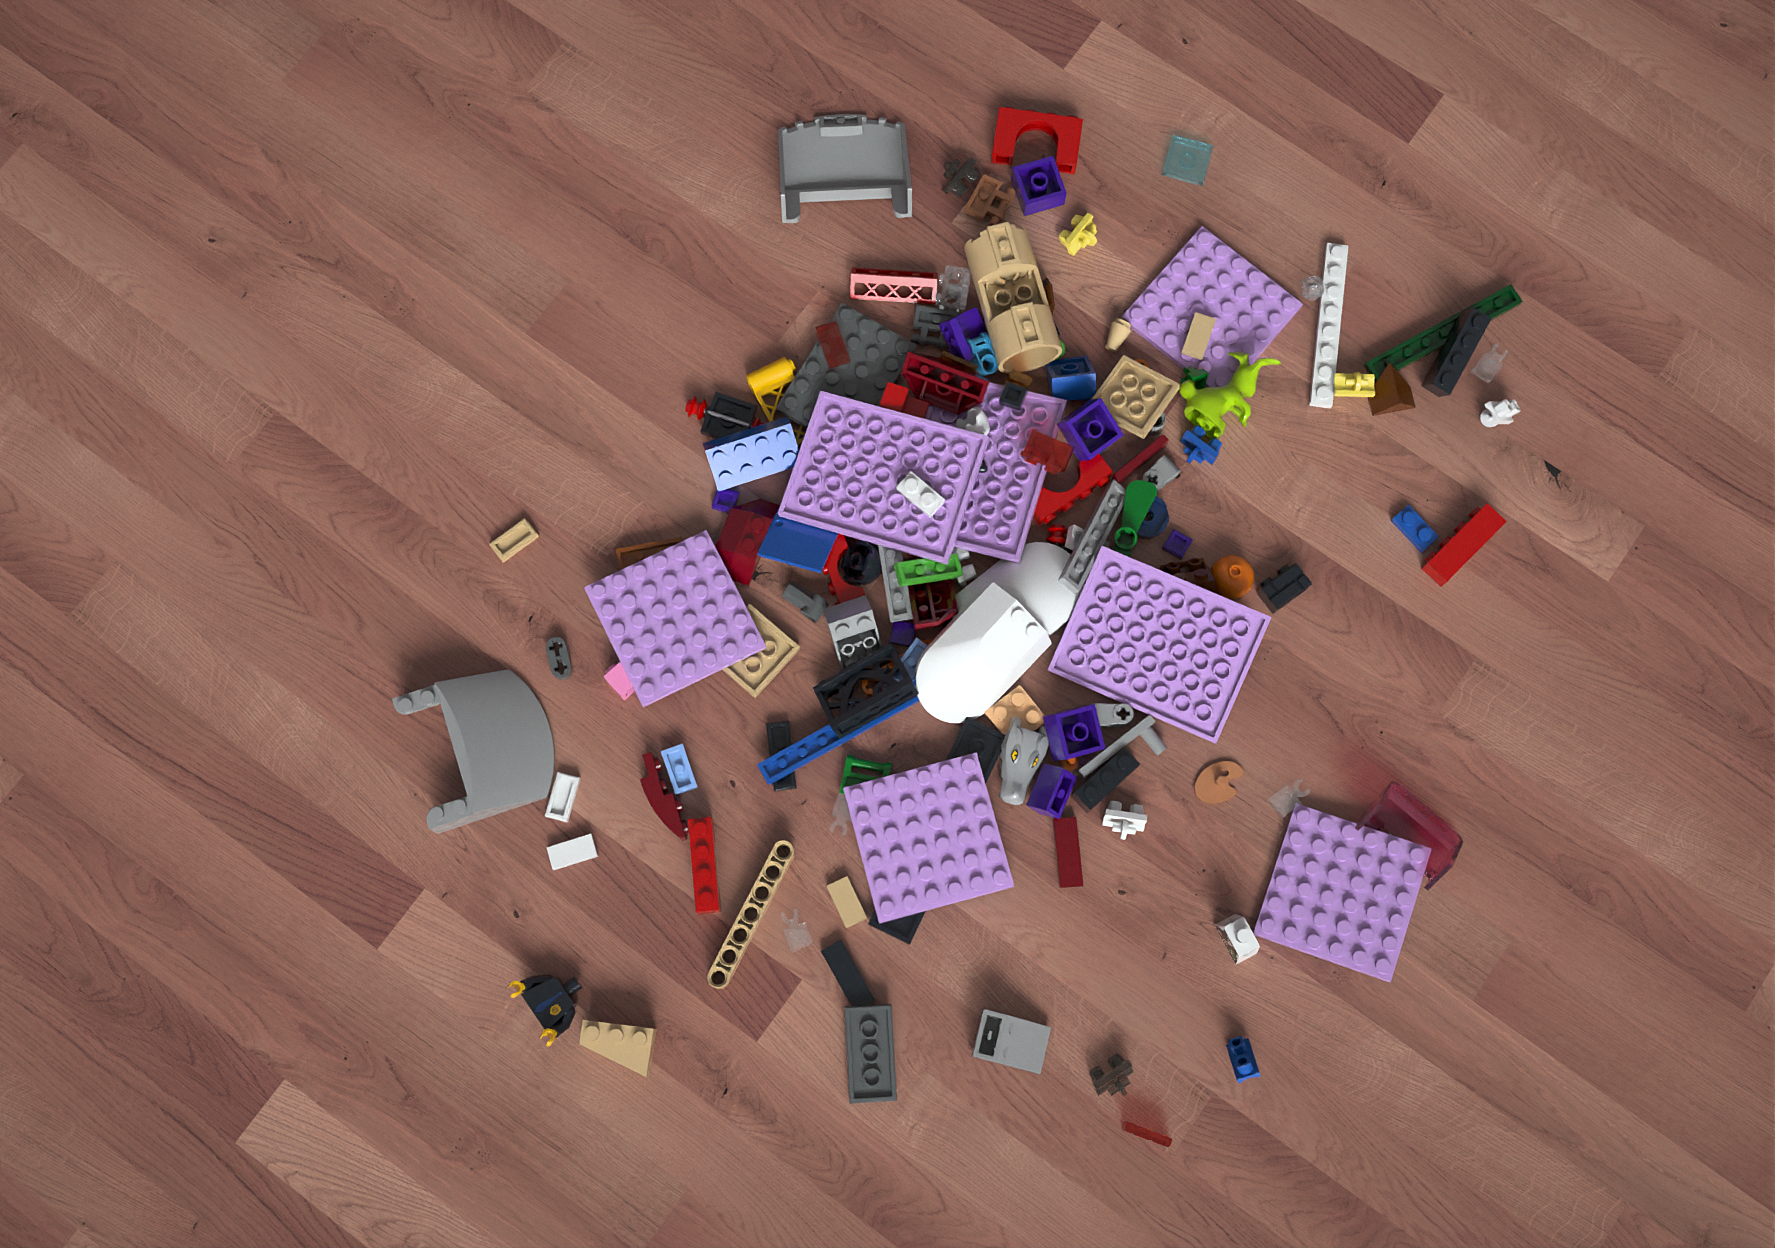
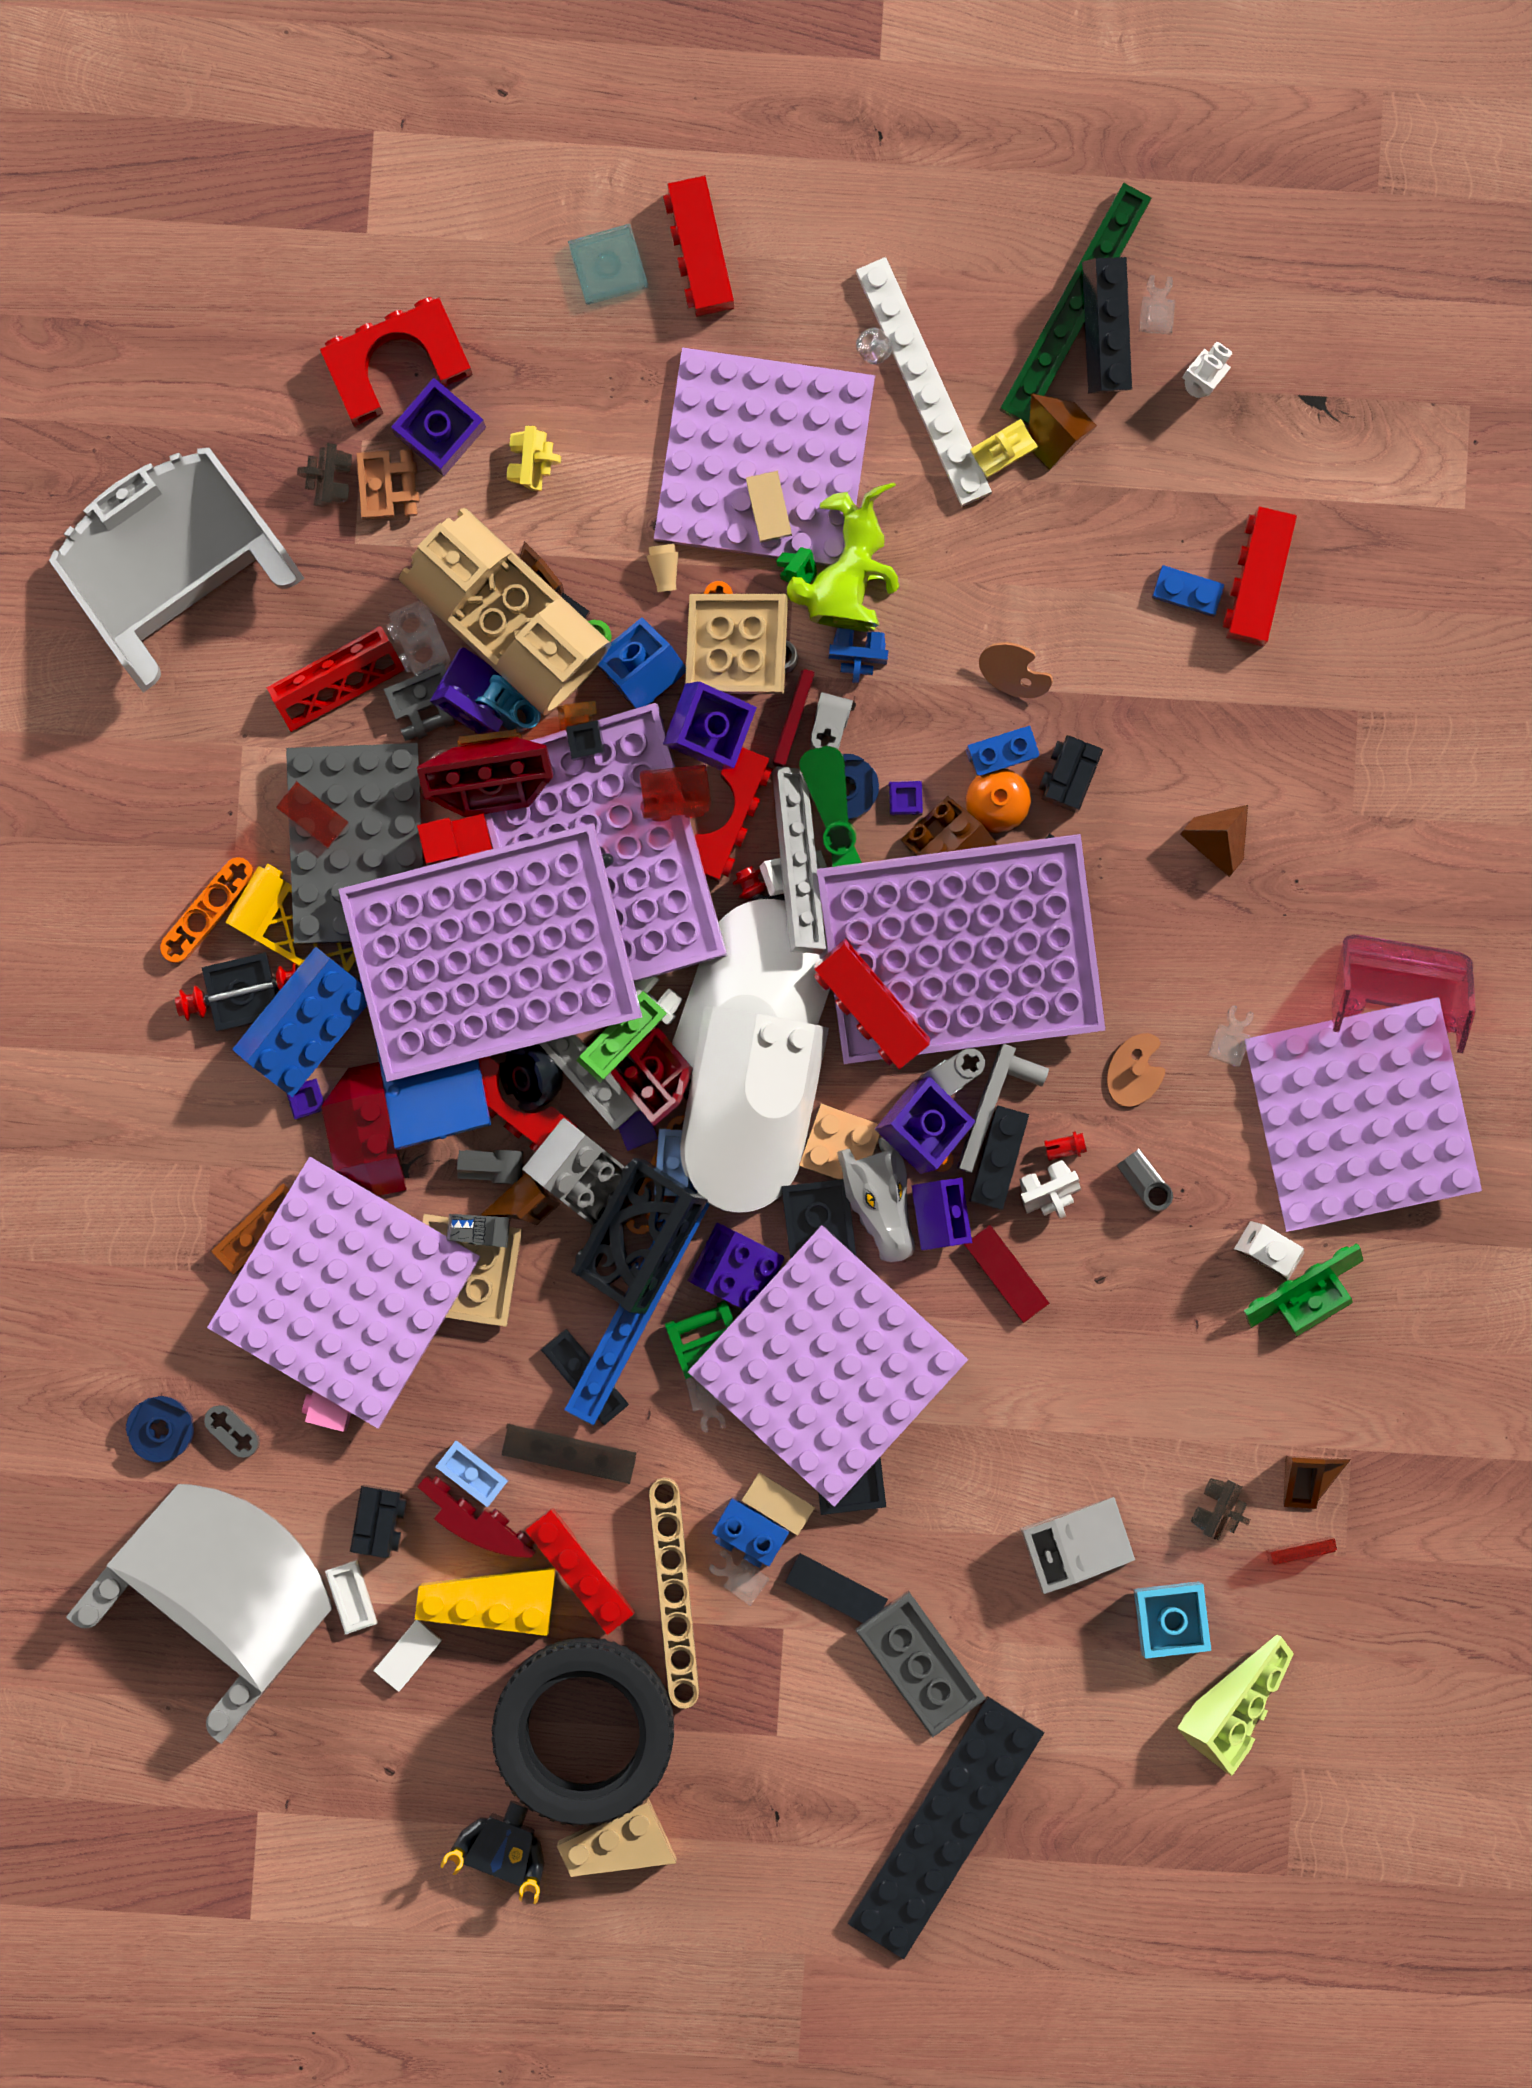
camera: 35 degrees left, 10 degrees up
(514, 540) = (73, 1318): tan tile -> none
(521, 618) = (143, 1438): none -> dark blue plate
(602, 932) = (567, 1800): none -> black tyre
(607, 761) = (377, 1521): none -> black brick
(646, 853) = (499, 1602): none -> yellow wedge
(737, 360) = (203, 906): none -> orange beam
(744, 793) = (569, 1453): none -> clear smoke panel
(775, 630) = (479, 1230): none -> dark grey leg
(811, 632) = (524, 1201): none -> reddish brown slope
(819, 908) = (750, 1533): none -> blue brick
(822, 1165) = (945, 1827): none -> black plate
(909, 745) = (734, 1266): none -> dark purple bracket
(920, 494) = (553, 951): white plate -> none
(975, 422) = (561, 811): white hair -> none
(1041, 1124) = (1172, 1619): none -> medium azure brick
(1041, 1206) = (1227, 1714): none -> yellowish green wedge
(1086, 642) = (871, 1004): none -> red brick
(1149, 799) = (1065, 1146): none -> red pin
(1178, 1093) = (1309, 1479): none -> reddish brown slope
(1185, 848) = (1144, 1178): none -> dark grey piece
(1242, 1059) = (1362, 1392): blue hips -> none
(1245, 981) = (1311, 1296): none -> green bracket
(1246, 178) = (700, 246): none -> red brick
(1251, 548) = (1003, 751): none -> blue bracket
(1282, 504) = (1007, 664): none -> nougat piece
(1351, 678) = (1220, 837): none -> reddish brown slope

